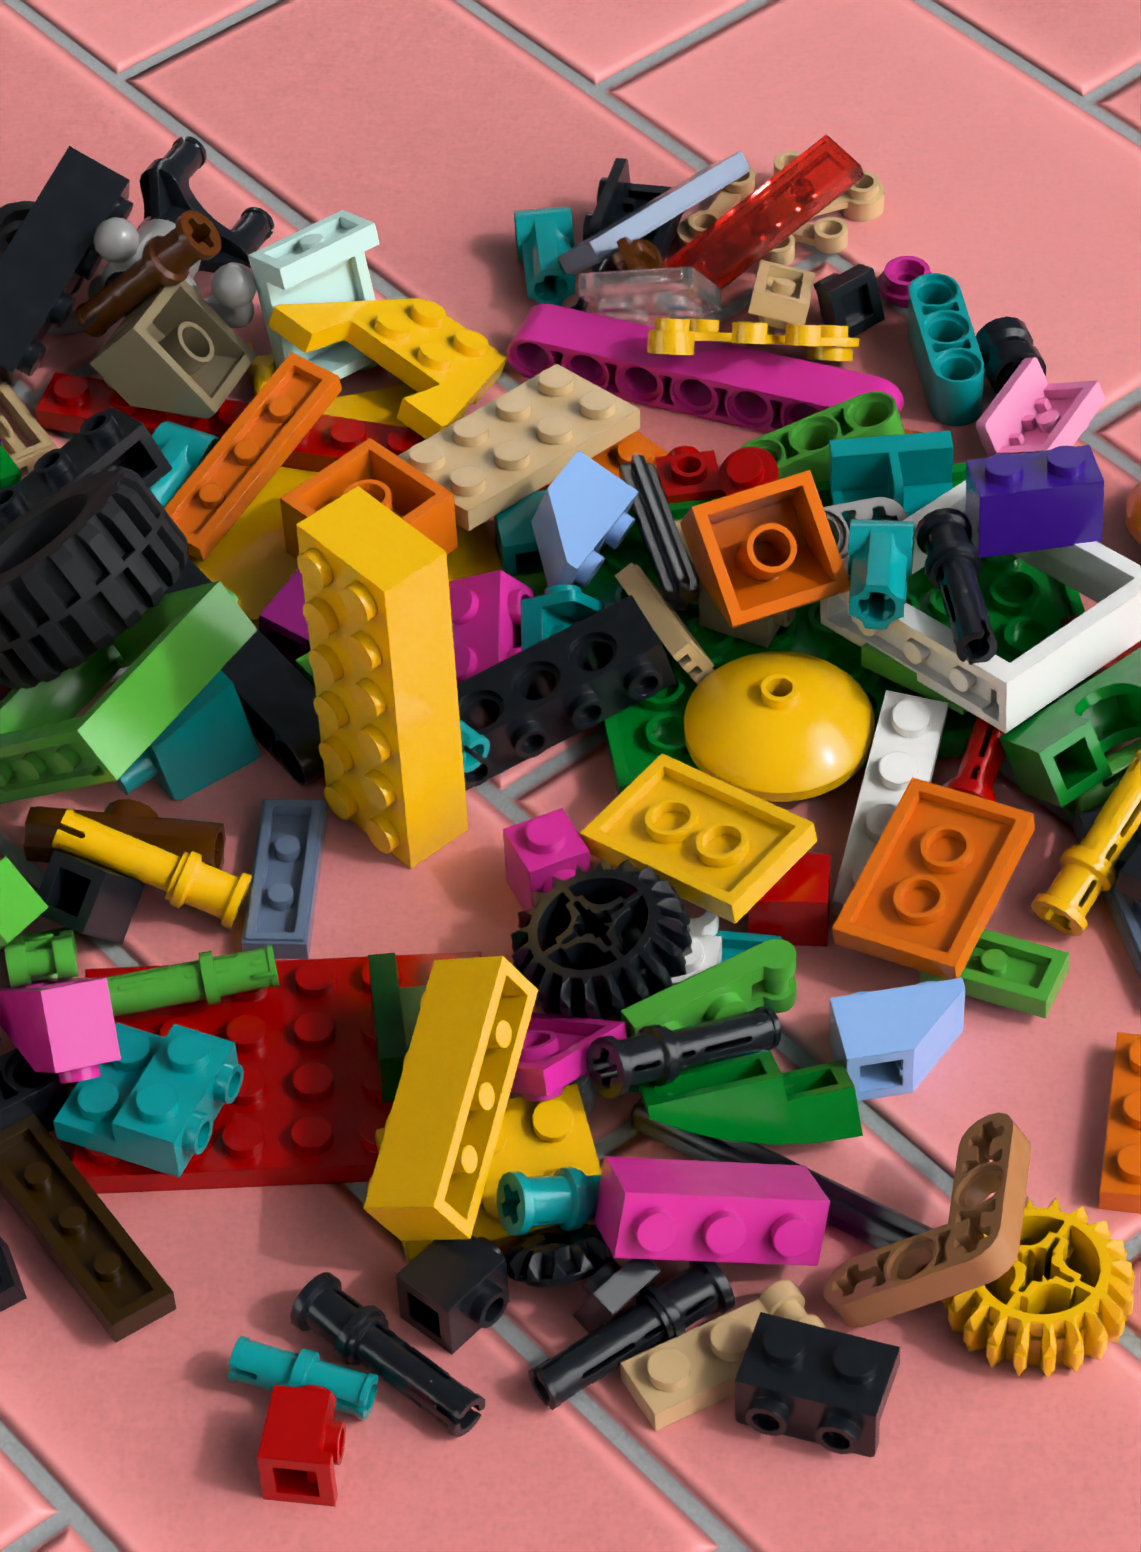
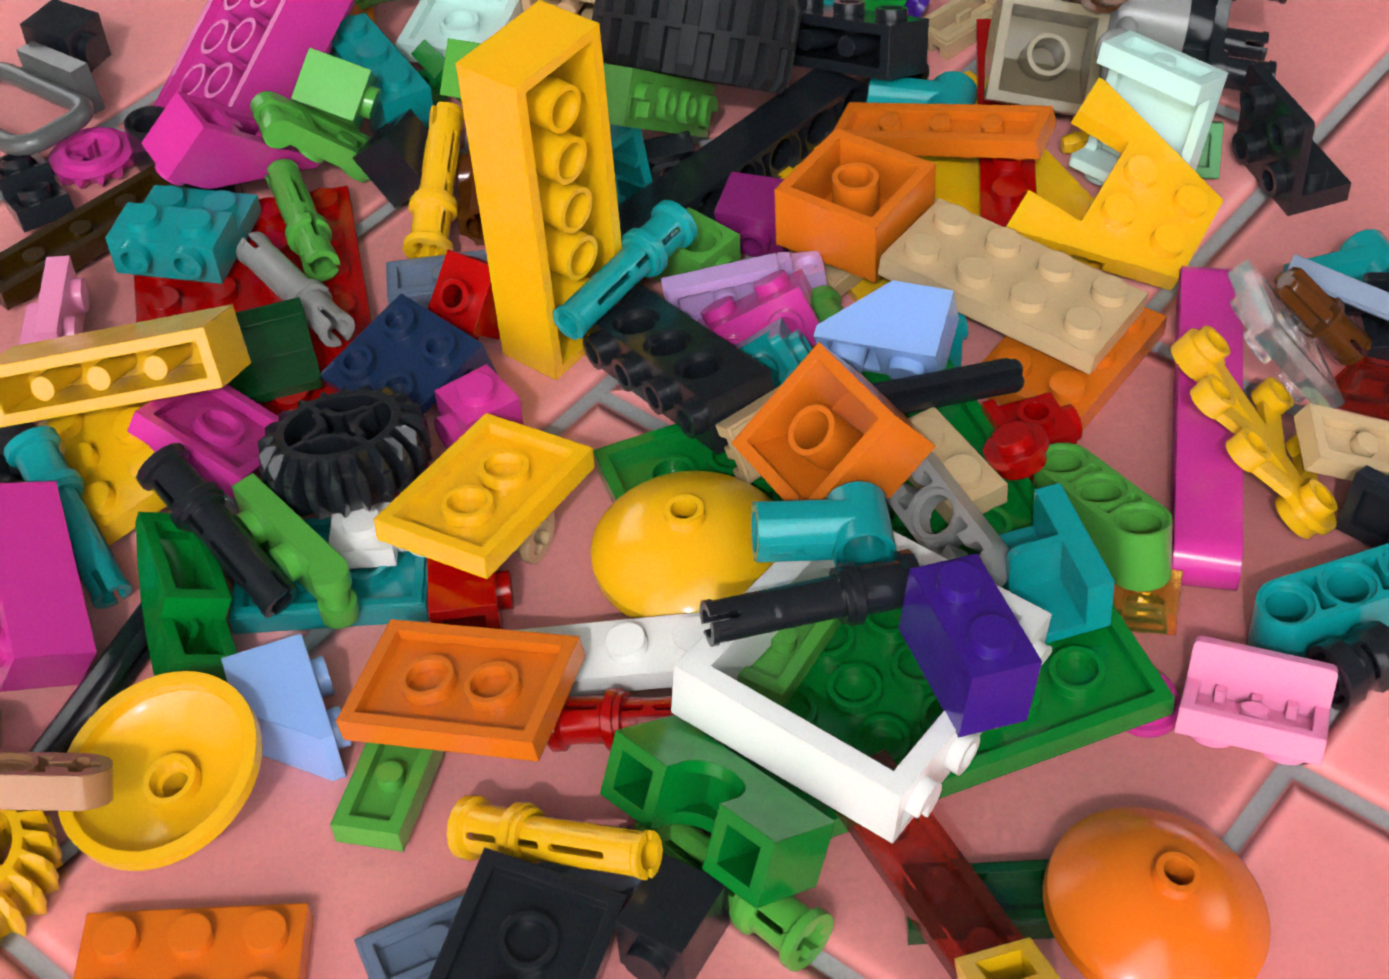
camera: 80 degrees right, 0 degrees up
(259, 1234) = (60, 303): none -> bright pink bracket
(325, 983) = (290, 282): none -> light grey pin
(360, 852) = (465, 295): none -> red brick
(397, 225) = (1279, 147): none -> black bracket
(448, 904) = (407, 351): none -> dark blue bracket
(955, 1074) = (181, 769): none -> yellow dish

